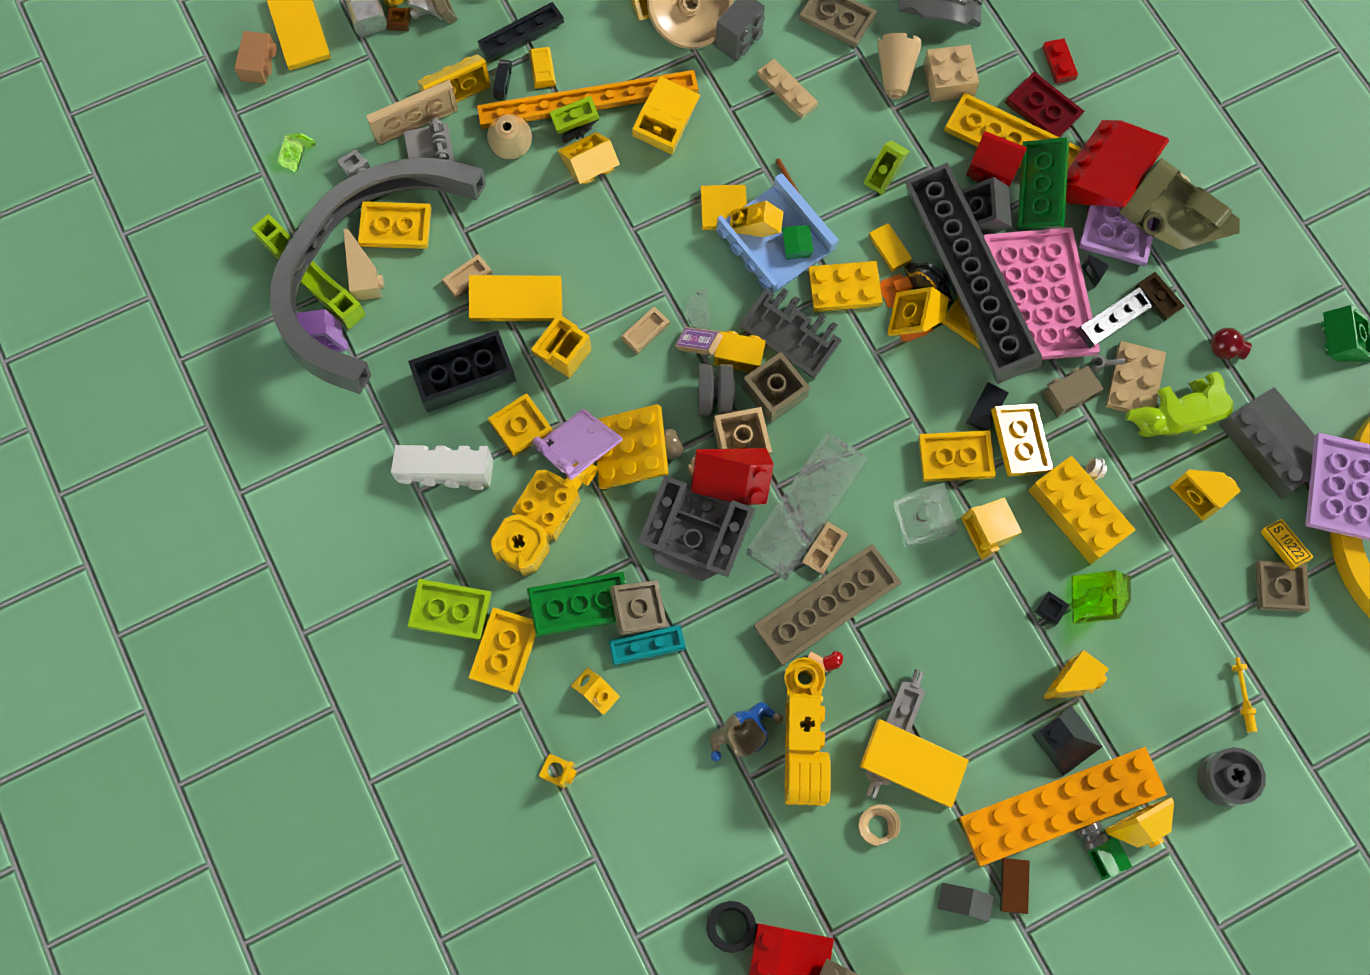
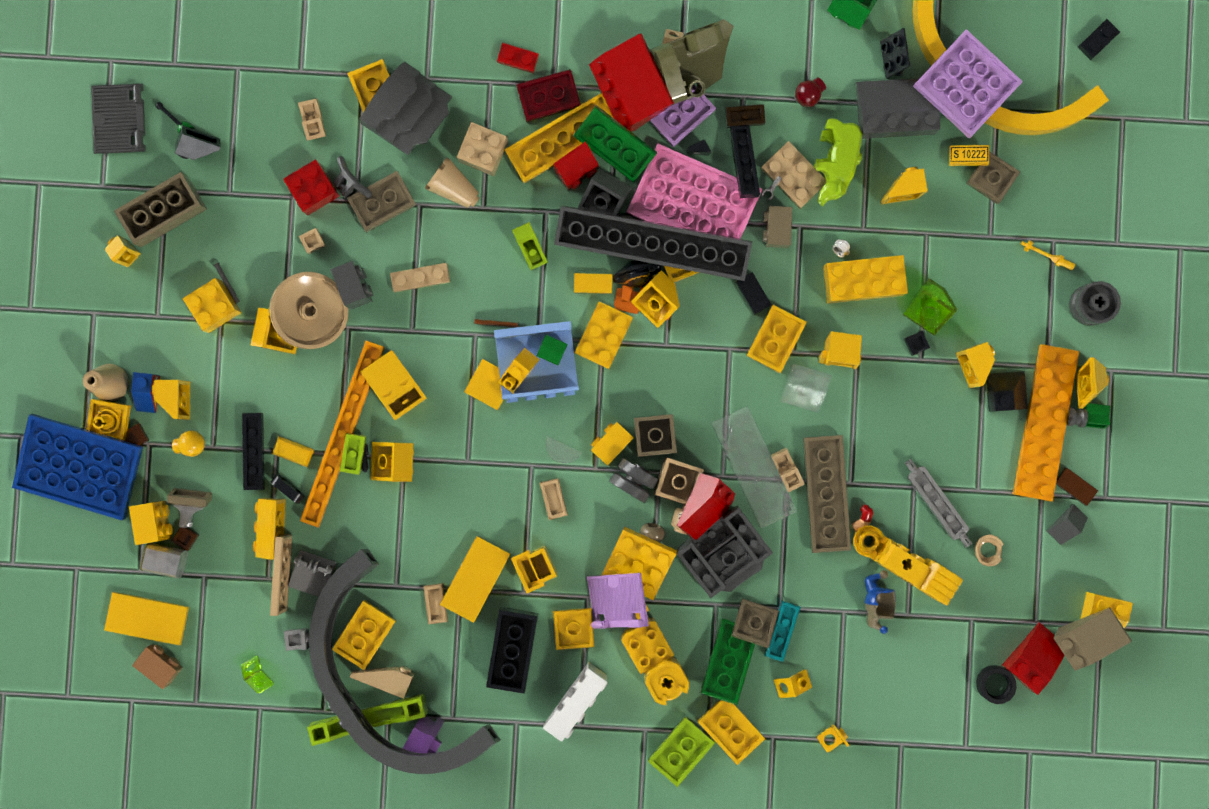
camera: 60 degrees left, 15 degrees up
(509, 136) = (340, 510): tan cone -> none
(698, 341) = (587, 468): tile -> none
(790, 333) = (618, 399): dark grey hinge -> none
(914, 763) = (965, 504): yellow tile -> none
(1022, 439) = (792, 286): plate -> none
(1330, 404) = (895, 53): none -> black hinge

